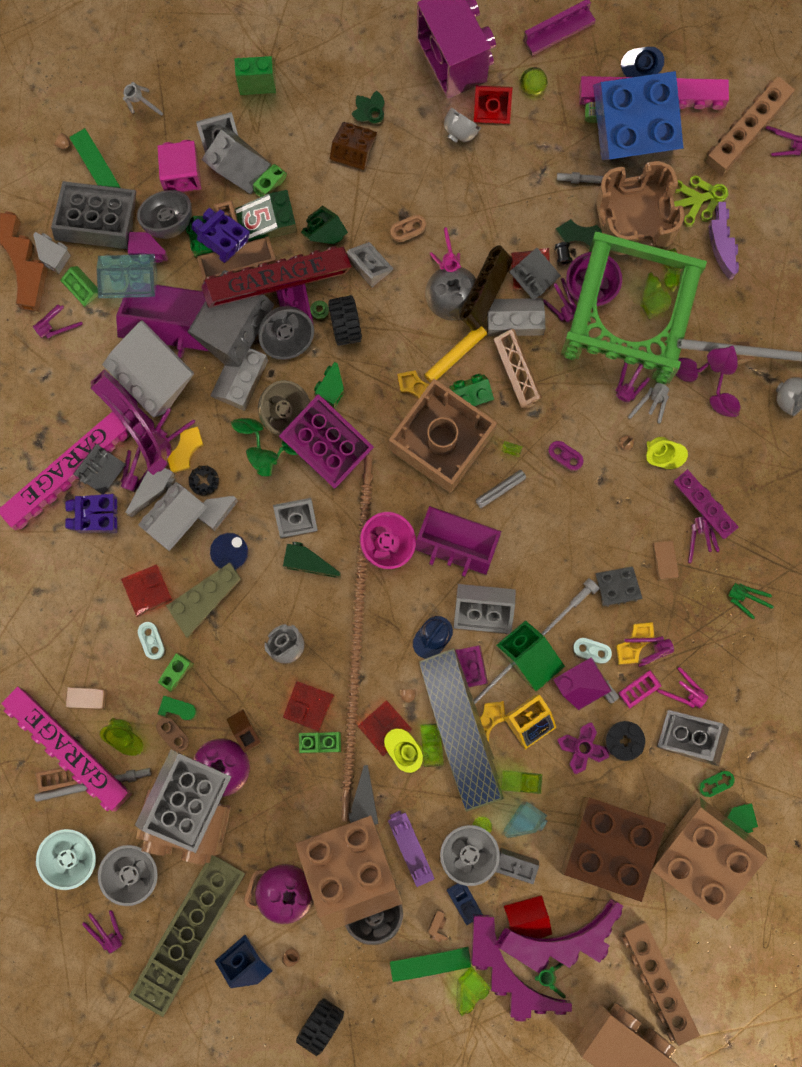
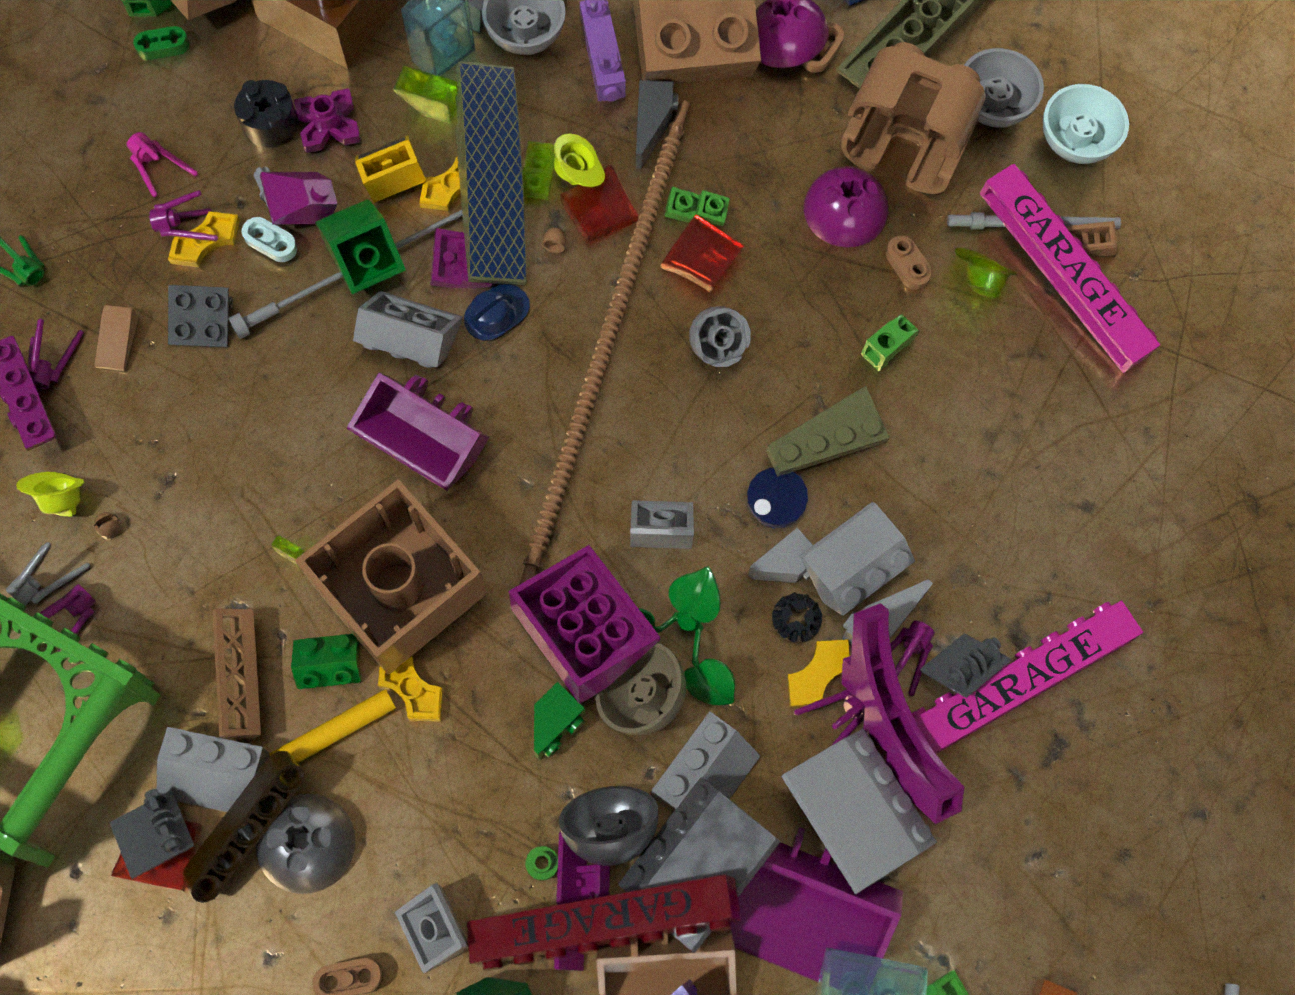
camera: 170 degrees left, 10 degrees down
(43, 326) = (1029, 943): magenta plant -> none
(86, 698) = (1028, 335): slope -> none
(92, 514) = (985, 598): dark purple hips -> none
(109, 942) = (1033, 30): magenta plant -> none
(146, 590) = (916, 466): clear red plate -> none
(151, 641) = (922, 394): light aqua plate -> none
(182, 801) = (914, 105): light grey slope -> none
(184, 710) = (895, 292): green leg -> none
(244, 731) = (803, 236): reddish brown slope -> none
(304, 560) = (660, 453): dark green slope -> none
(345, 320) = (501, 820): black tyre -> none
(395, 534) = (526, 443): dark pink piece -> none
(450, 261) = (288, 889): dark pink plant -> none
(484, 823) = (497, 56): clear neon green tile -> none
(501, 488) = (328, 498): light grey axle -> none
(563, 253) = (92, 865): black bush -> none
(566, 455) = (211, 524): magenta plate -> none
(569, 309) = (118, 761): magenta plant -> none
(574, 233) = (61, 903): dark green tile -> none
(610, 283) = (74, 815): magenta piece -> none
(652, 677) = (220, 186): dark pink slope -> none
(693, 737) = (168, 99): flat silver slope -> none

